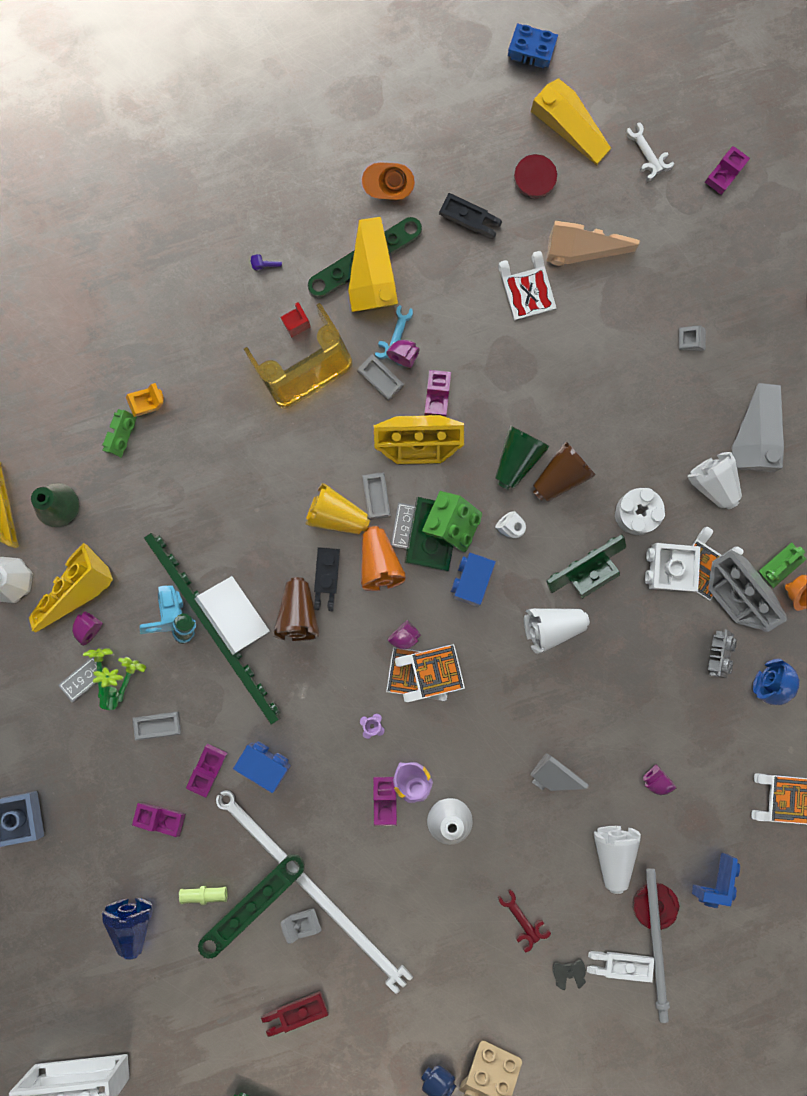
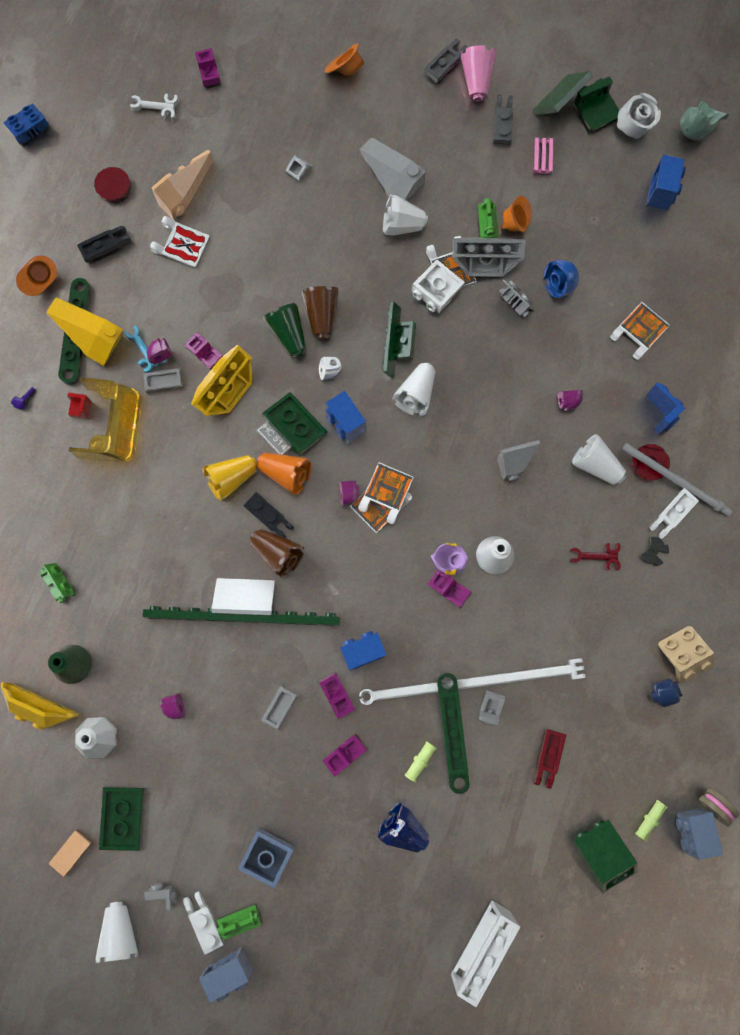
camera: 50 degrees left, 5 degrees down
(80, 583) = (138, 688): yellow wedge -> none
(80, 680) = (206, 735): light grey tile -> none
(108, 695) = (233, 724): plant -> none
(145, 400) = (49, 546): light orange bracket -> none
(171, 617) = (212, 638): medium azure piece -> none
(376, 496) = (239, 441): light grey tile -> none
(377, 730) = (392, 554): lavender plate -> none
(453, 520) = (294, 401): bright green bracket -> none
(566, 115) = (89, 136): yellow wedge -> none
(642, 499) = (377, 273): white brick -> none

